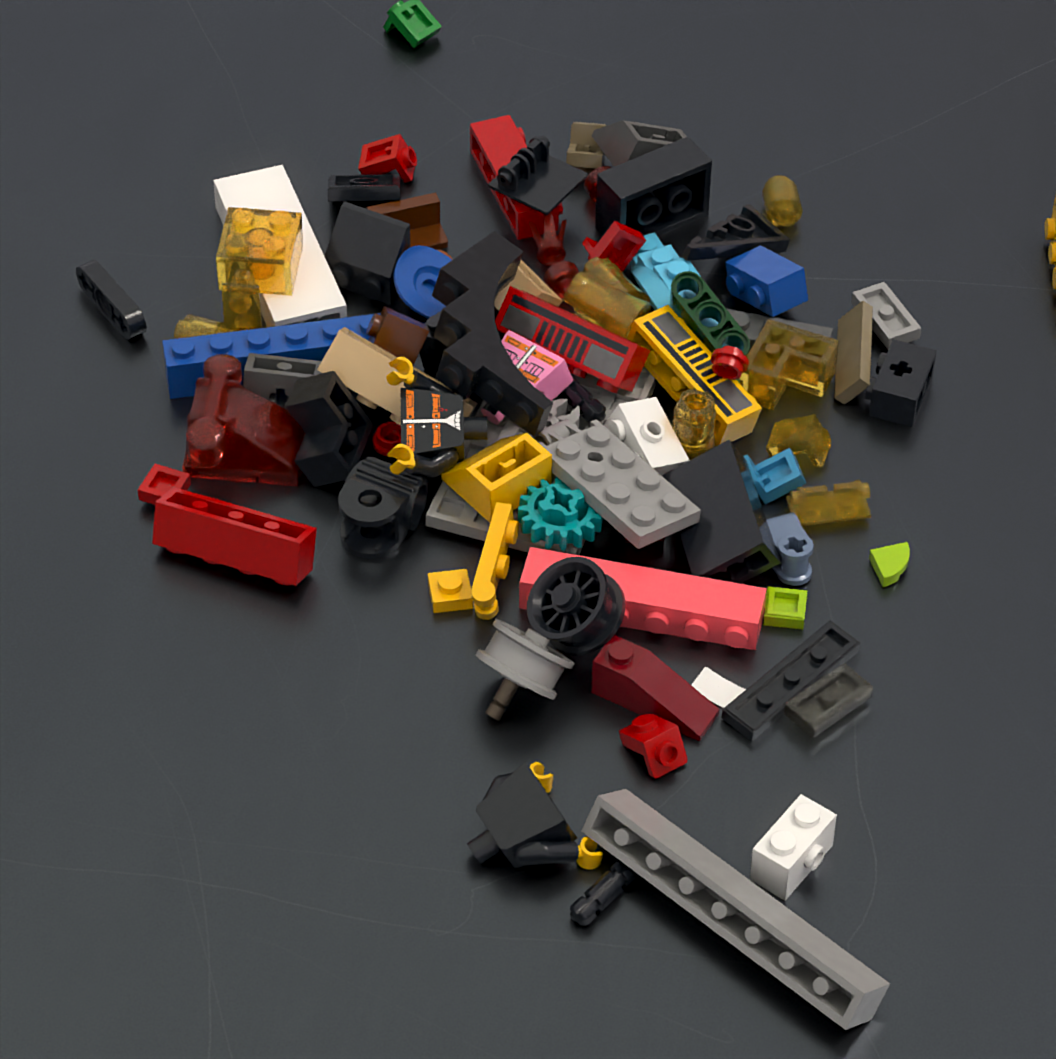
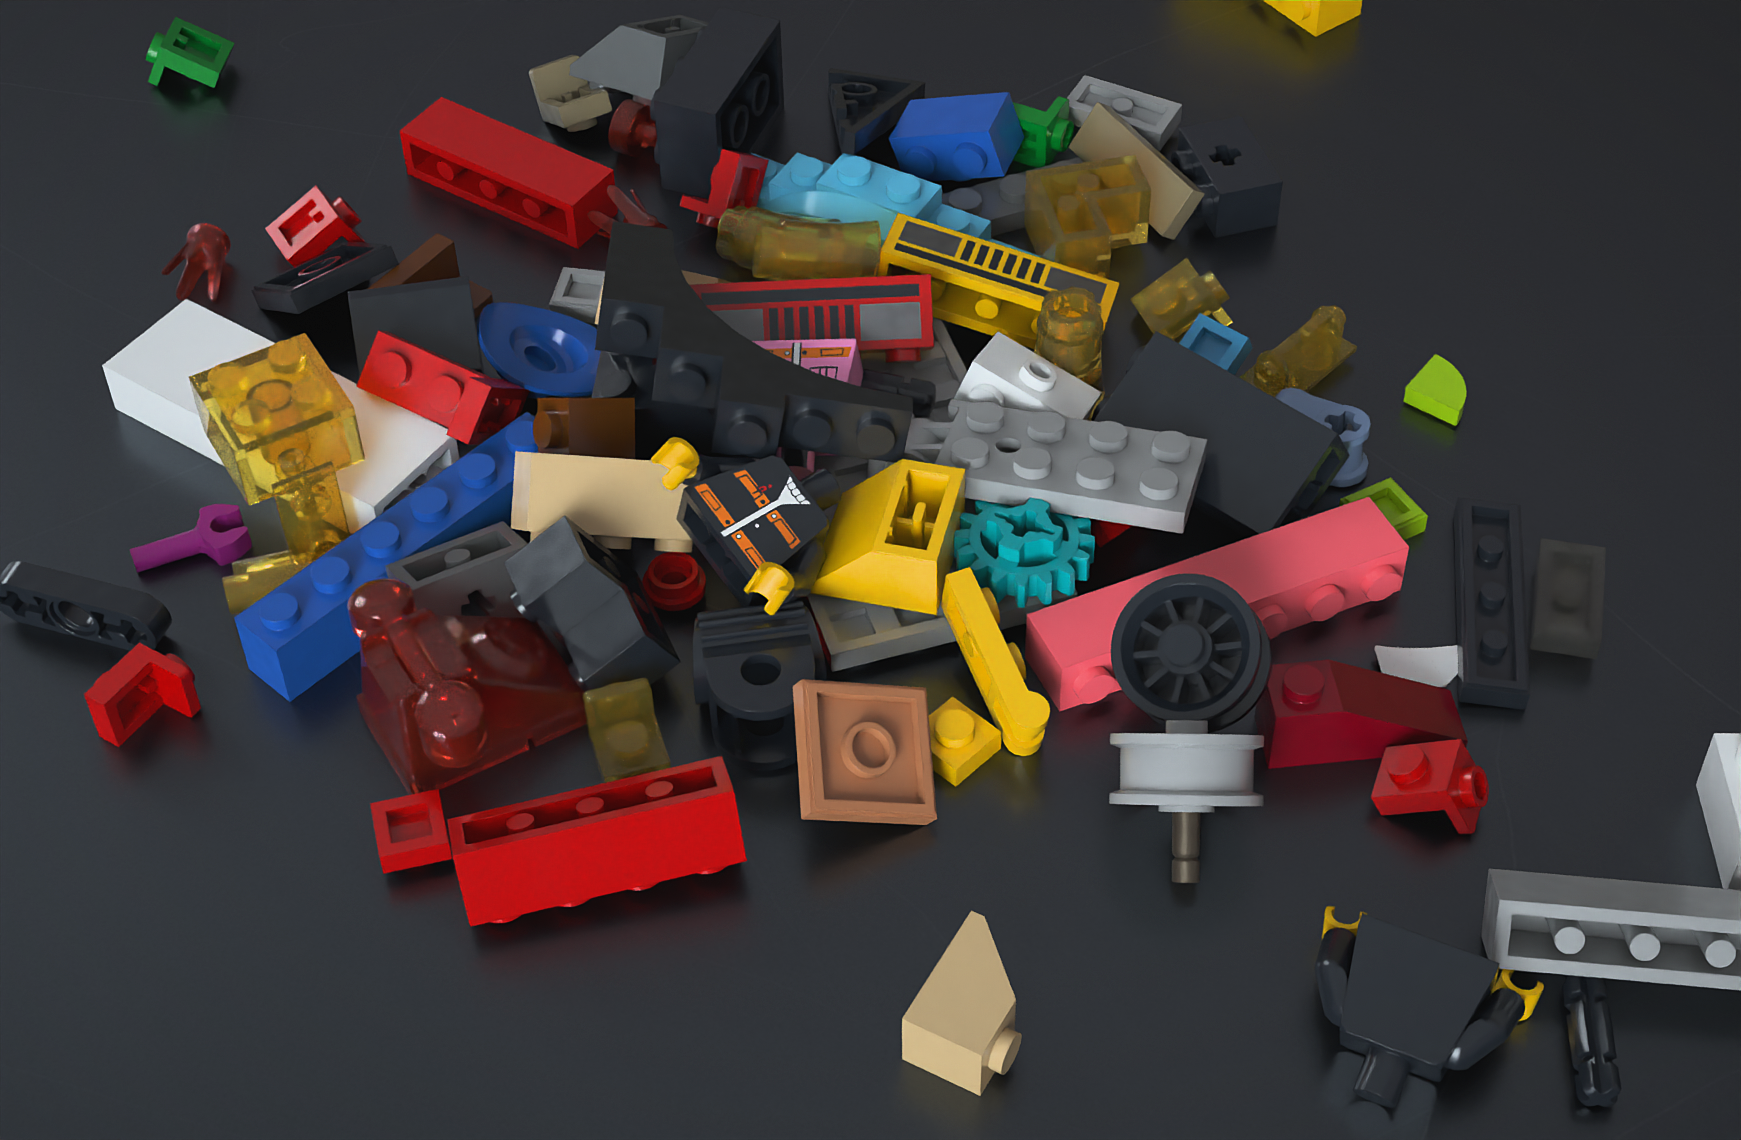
camera: 35 degrees left, 0 degrees up
(100, 354) = (137, 689): none -> red bracket
(203, 298) = (218, 534): none -> magenta bar
(301, 496) = (624, 730): none -> clear yellow bracket
(323, 145) = (204, 250): none -> clear red piece
(327, 704) = (964, 1013): none -> tan slope
(356, 279) = (440, 389): none -> red bracket
(389, 566) = (864, 753): none -> nougat tile
(537, 177) = (562, 150): black hinge -> none
(560, 276) = (704, 256): clear red tile -> none
(704, 306) = (948, 186): dark green beam -> none
(729, 362) = (1047, 242): red plate -> none
(782, 201) = (866, 45): clear yellow brick -> none
(824, 305) = (1043, 132): none -> green bracket

